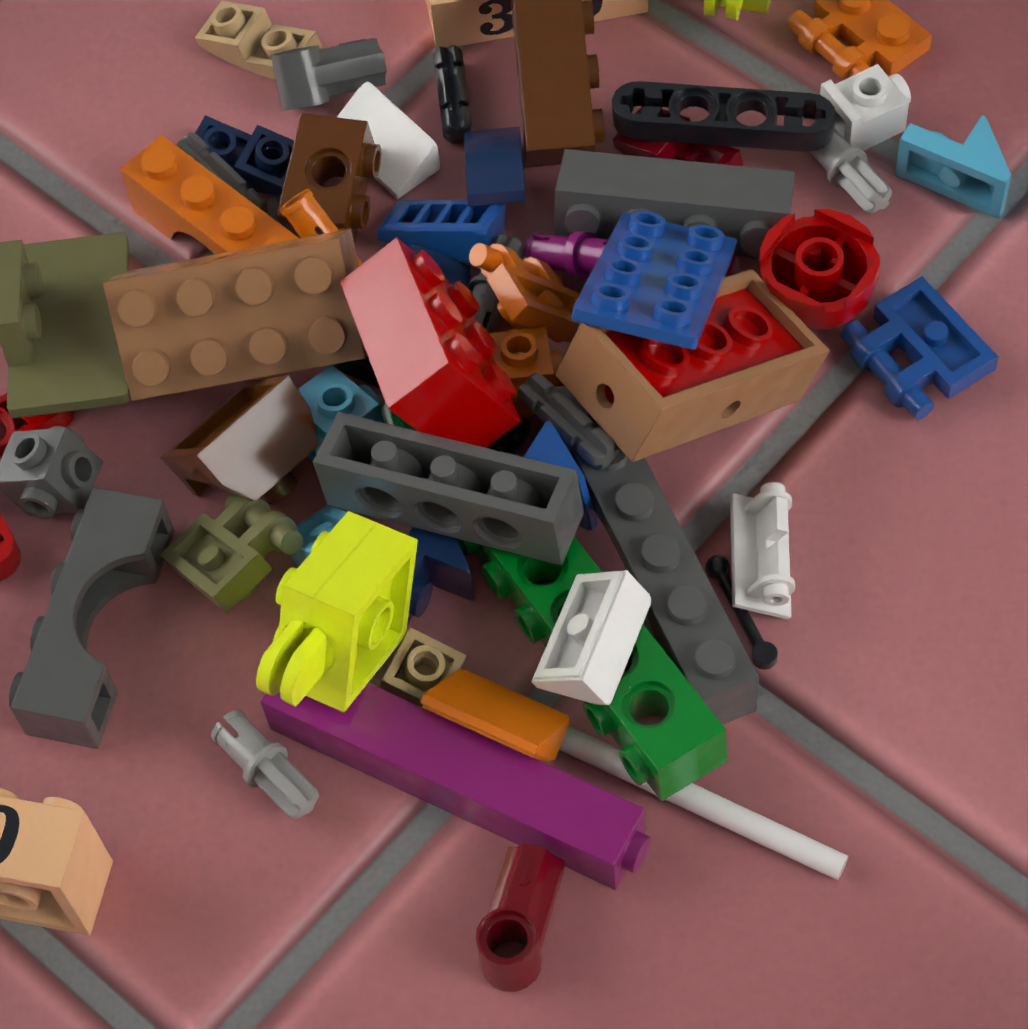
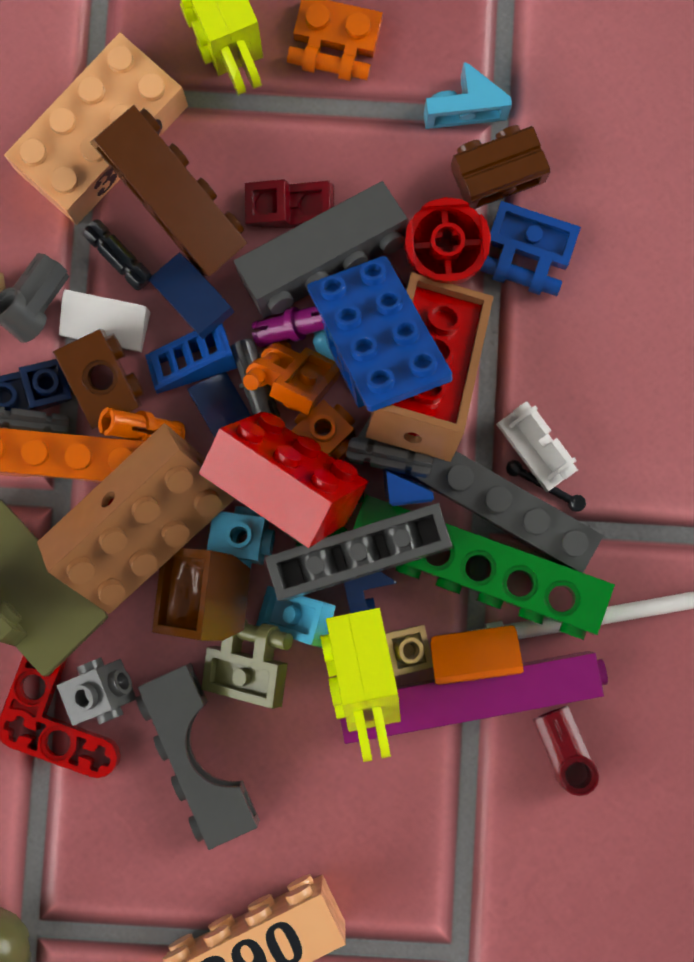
camera: 45 degrees left, 25 degrees up
(266, 765) = (379, 770): light grey axle -> none
(593, 637) = (503, 581): white slope -> none
(721, 125) = (304, 161): black beam -> none
(849, 169) = (400, 148): light grey axle -> none
(869, 106) = (378, 109): white brick -> none
(947, 245) = (499, 166): none -> reddish brown brick

